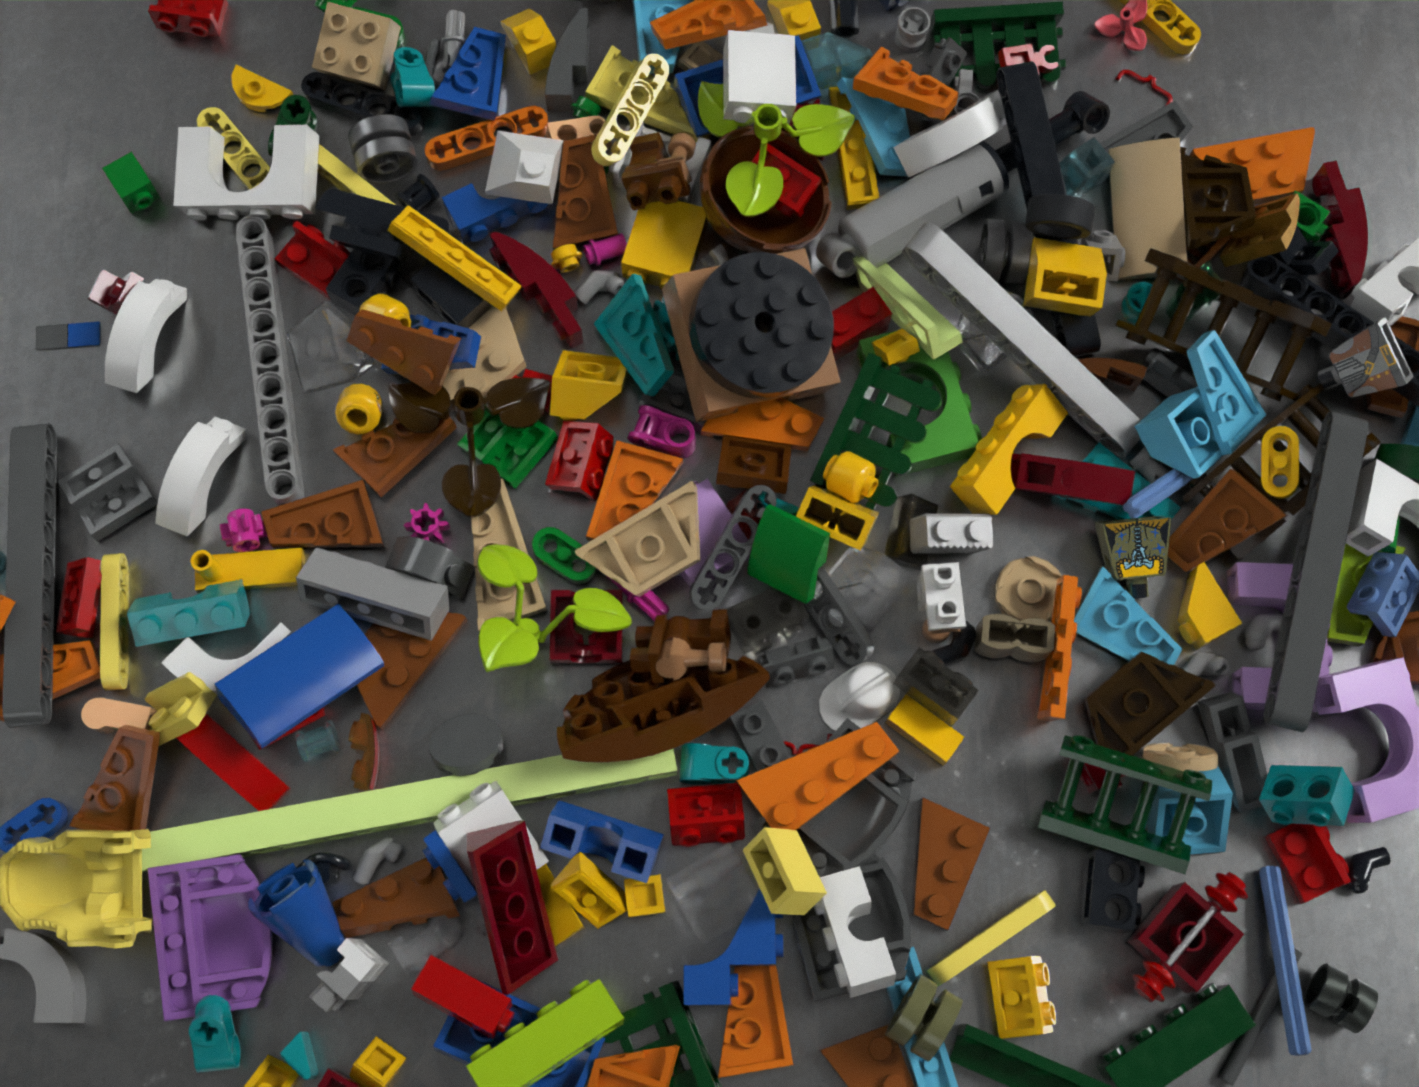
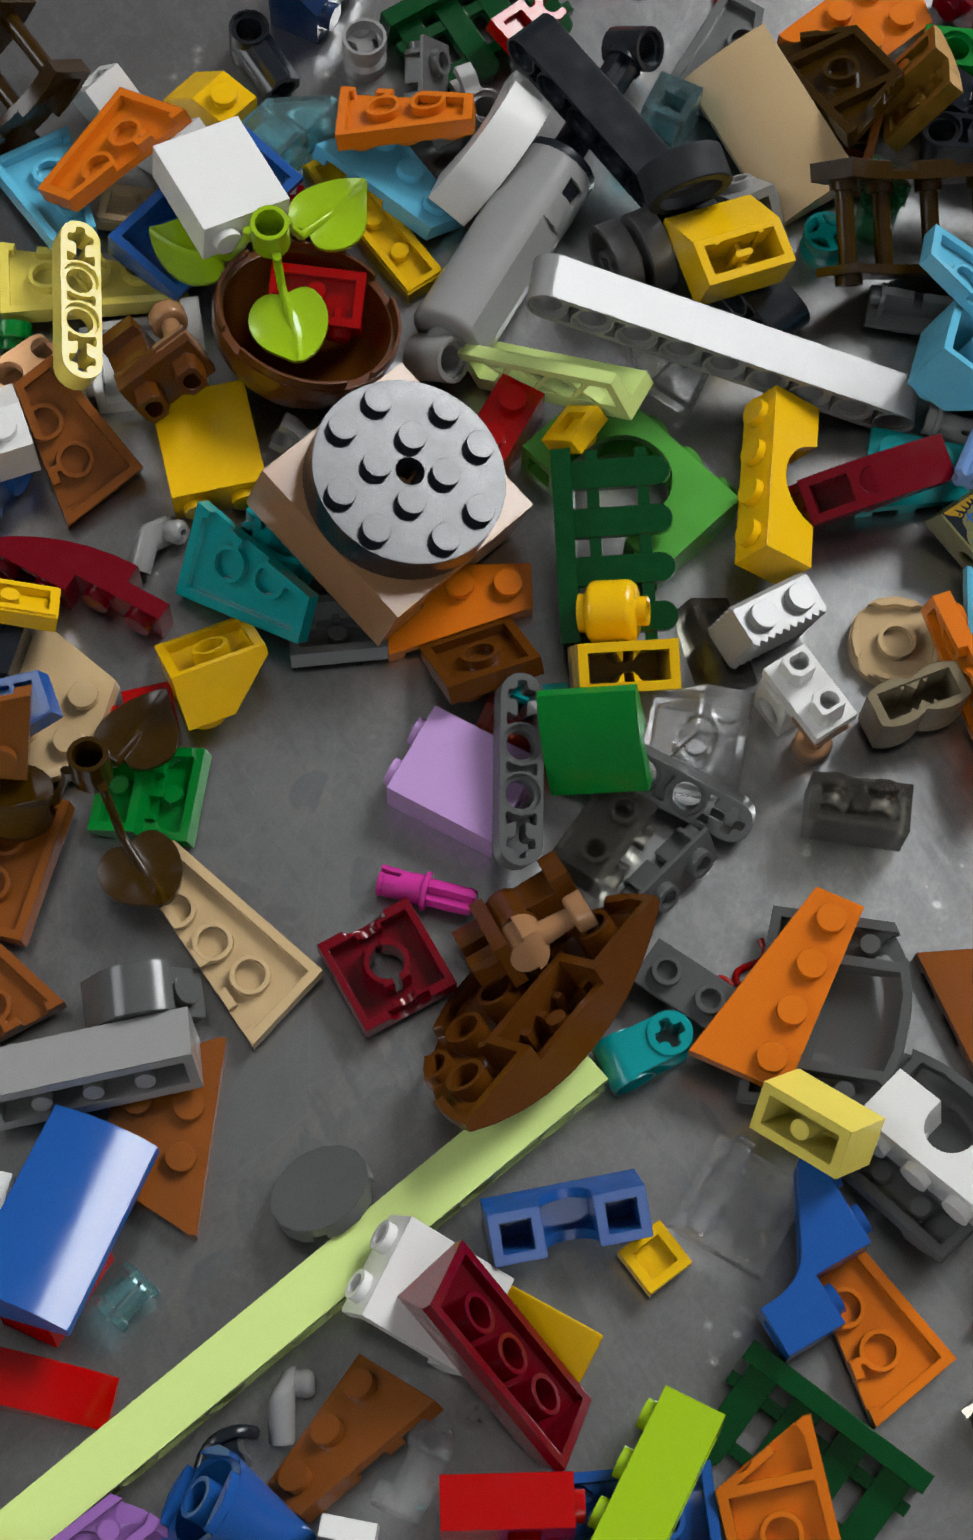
camera: 30 degrees left, 5 degrees down
(365, 742) = (191, 1266): clear orange slope -> none
(419, 521) = (104, 936): dark pink gear -> none
(439, 855) = (379, 1345): blue wing -> none
(516, 642) = (316, 1027): lime plant -> none
(563, 557) = (308, 891): green plate -> none
(566, 258) = (93, 529): yellow plate -> none
(580, 458) = (256, 765): red bracket -> none
(590, 891) = (586, 1288): yellow slope -> none
(604, 249) = (137, 494): dark pink pin -> none
(630, 485) = (341, 775): orange wing -> none
(650, 543) = (412, 821): tan wing -> none
(657, 429) = (340, 683): dark pink piece -> none
(706, 814) = (671, 1116): red bracket -> none
(860, 695) = (768, 870): white piece -> none
(924, 730) = (870, 873): yellow slope -> none
(959, 647) = (852, 749): black arm -> none
(1116, 371) = (849, 332): reddish brown slope -> none

